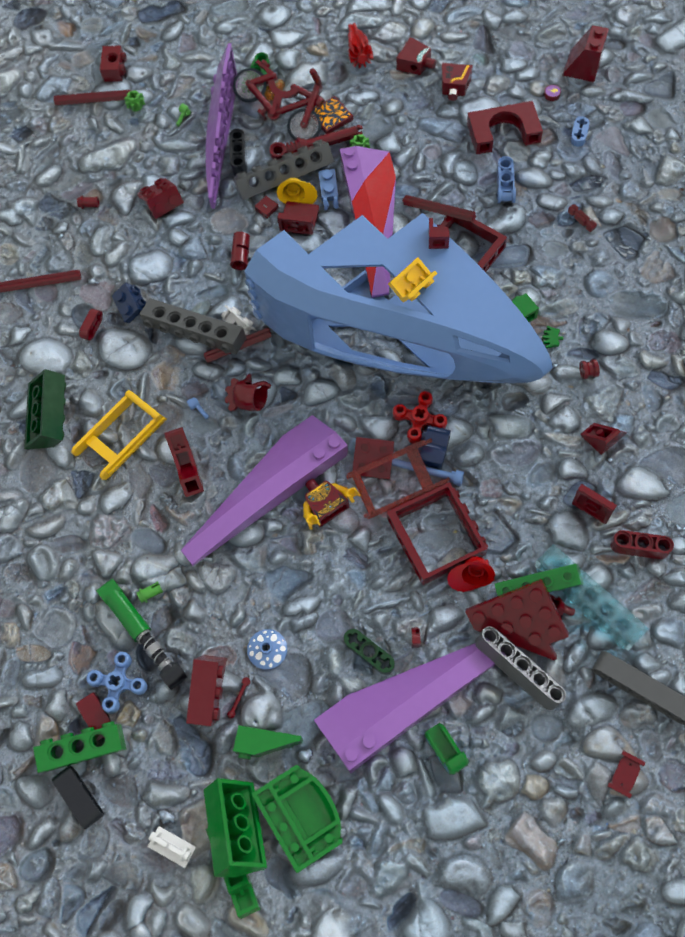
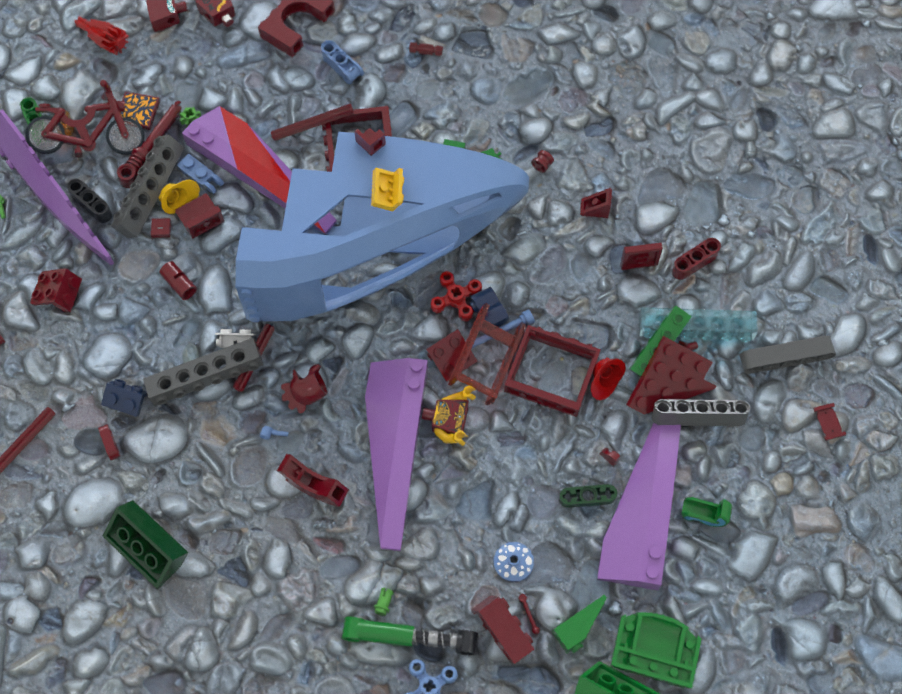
camera: 50 degrees left, 0 degrees up
(91, 437) = (229, 531): yellow piece -> none

